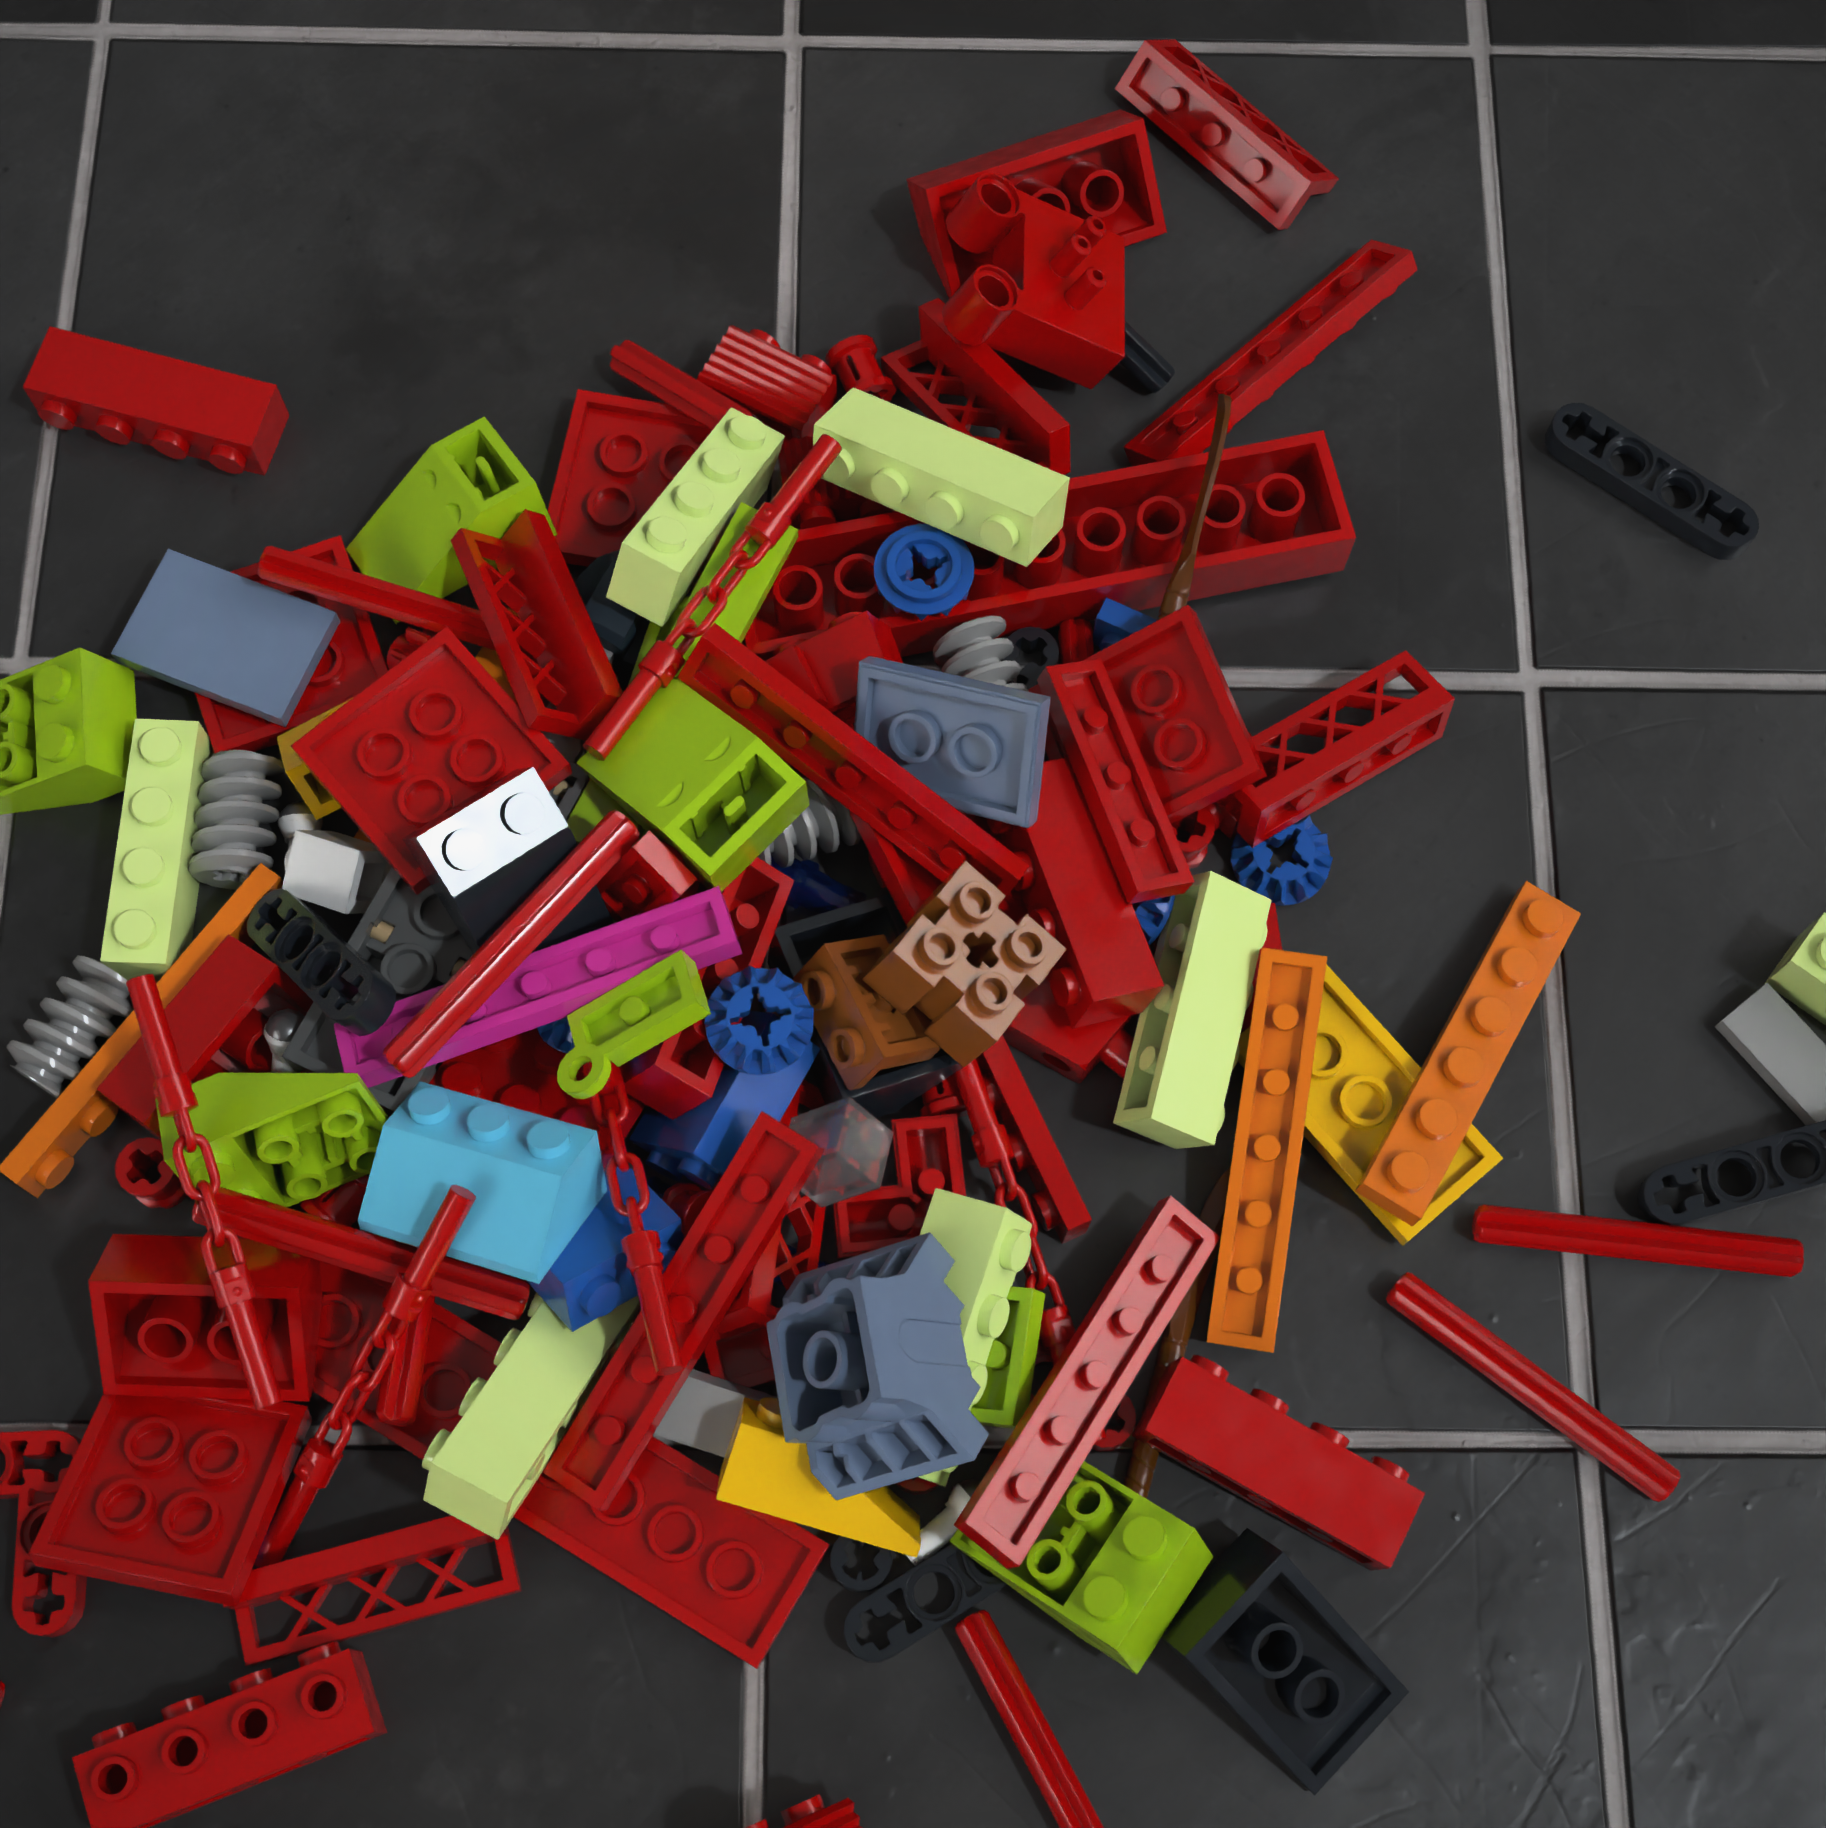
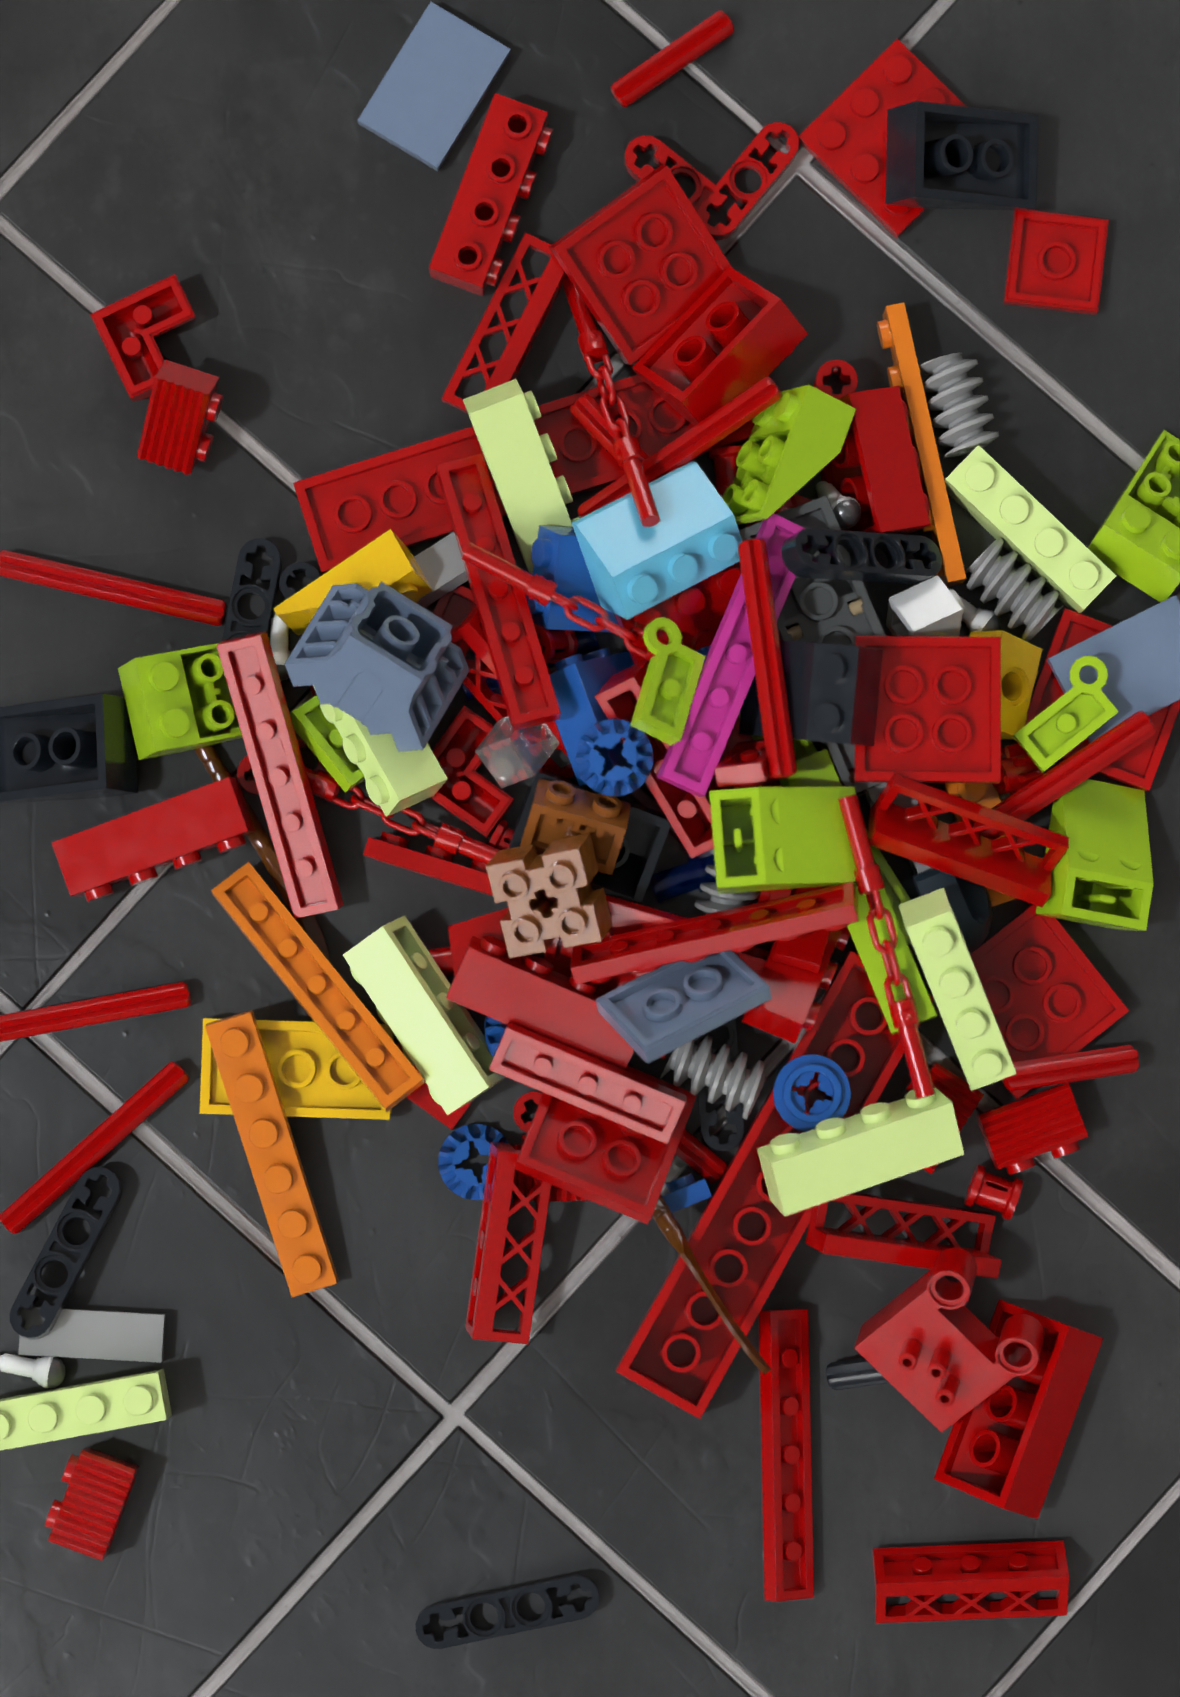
camera: 135 degrees right, 15 degrees up
(231, 1283) = (830, 413): red piece -> none
(325, 642) = (1068, 718): none -> lime hinge

